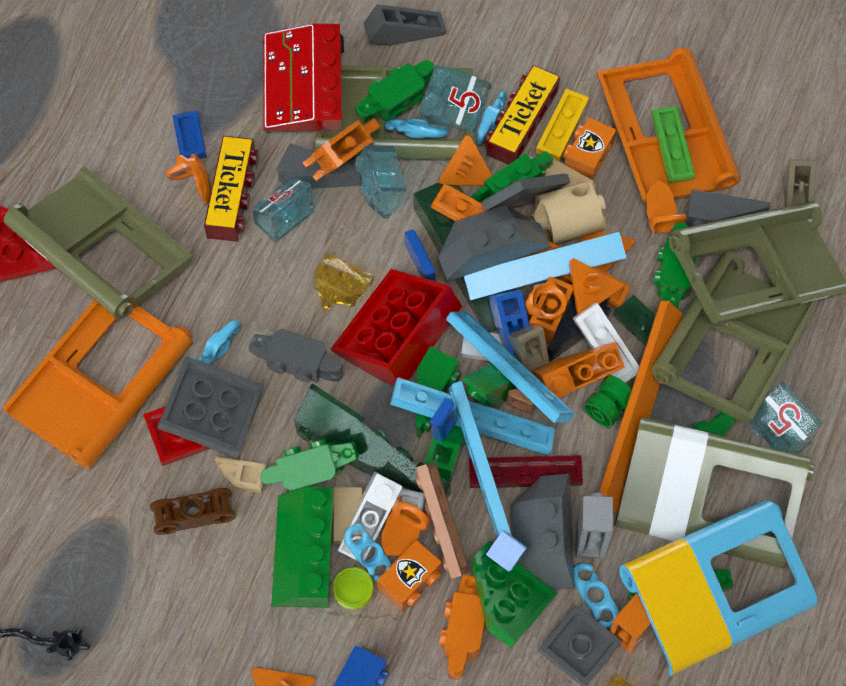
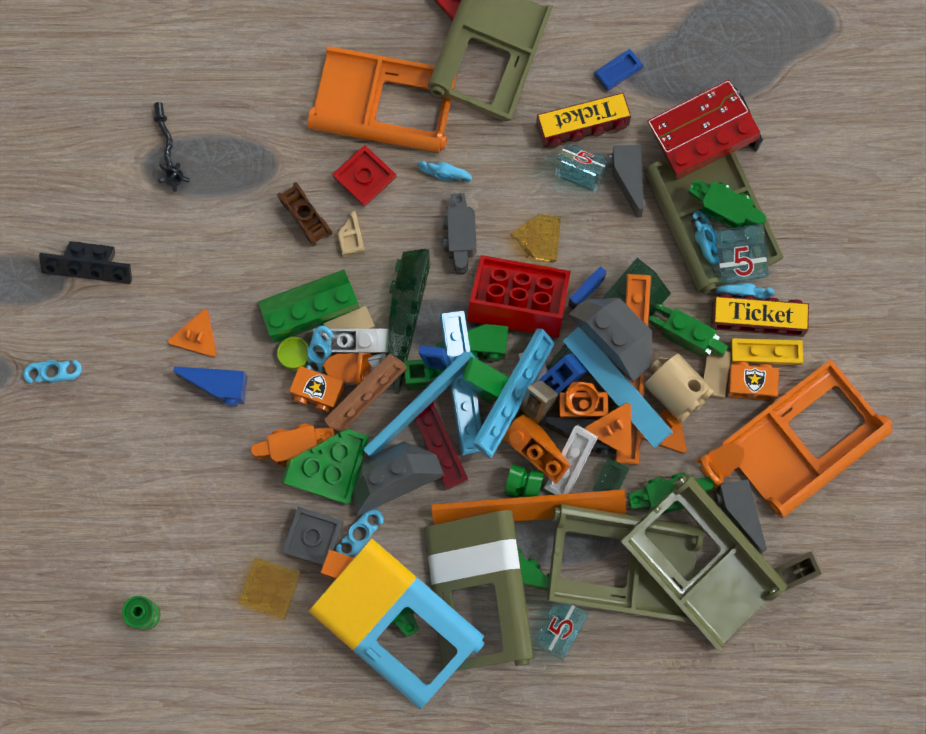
camera: 70 degrees right, 10 degrees up
(194, 168) = (585, 88): orange piece -> none
(210, 406) = (388, 188): dark grey plate -> none
(311, 465) = (370, 279): hinge -> none
(342, 147) = (648, 185): orange hinge -> none
(381, 178) = (636, 225): clear light blue slope -> none
(400, 25) = (801, 186): dark grey slope -> none
(466, 166) = (688, 290): orange piece -> none
(506, 551) = (359, 451): light blue tile -> none
(525, 191) = (674, 343): dark grey tile -> none
(594, 526) = (403, 507): light grey brick -> none
(672, 144) = (788, 448): bright green tile -> none

